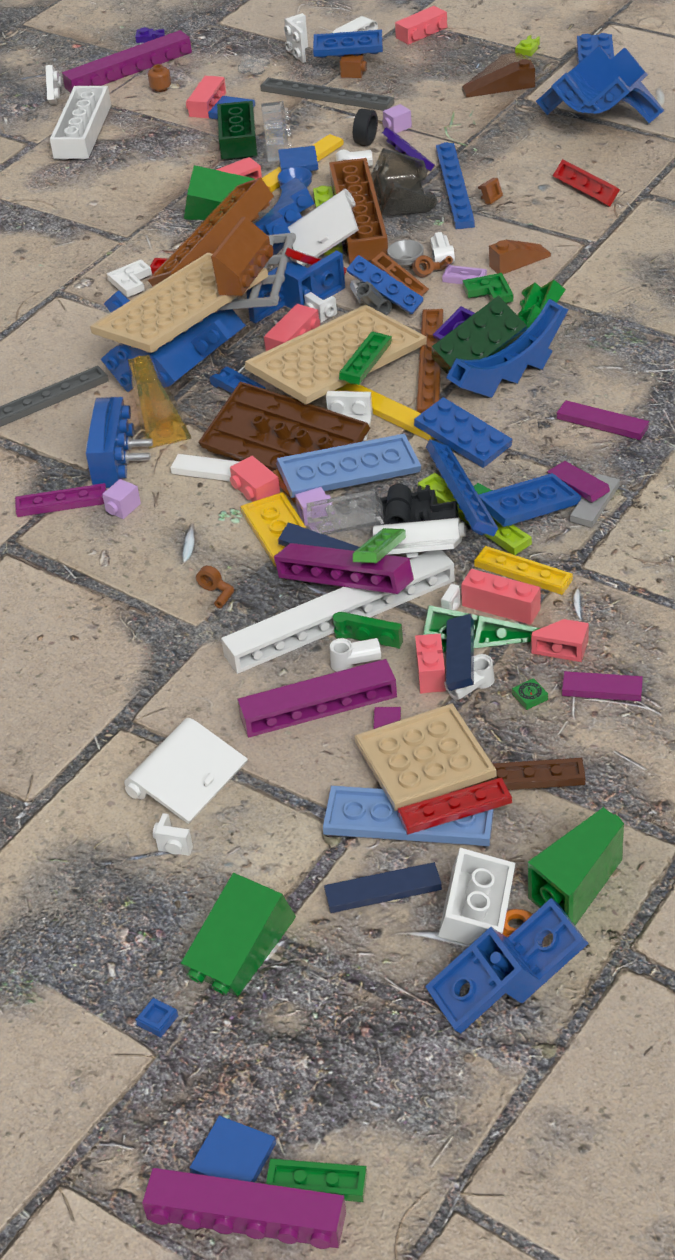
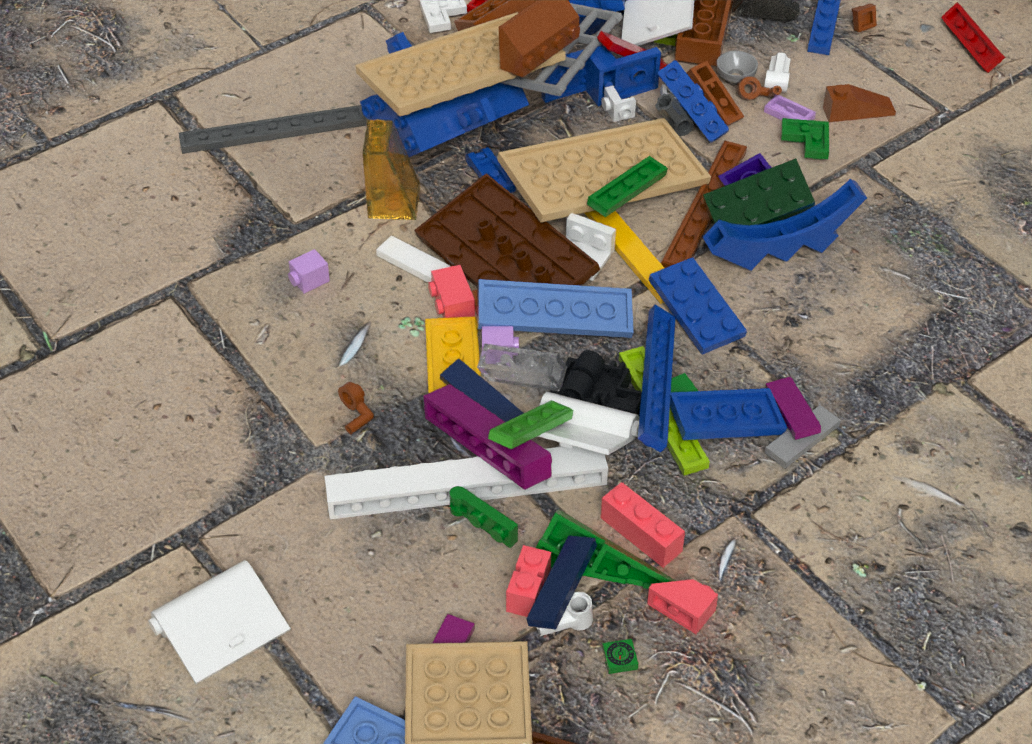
camera: 15 degrees right, 5 degrees up
(59, 500) = (250, 251): magenta tile -> none
(110, 440) = (324, 200): blue piece -> none
(172, 839) = (162, 698): white bracket -> none
(293, 324) = (580, 119): coral brick -> none
(317, 698) = (392, 581): magenta brick -> none
(345, 654) = (446, 539): white piece -> none
(451, 598) = (588, 509): white tile -> none
(523, 570) = (685, 497): yellow tile -> none
(536, 298) = (854, 165): green wedge -> none
(602, 686) = (703, 675): magenta tile -> none
(603, 420) = (858, 338): magenta tile -> none

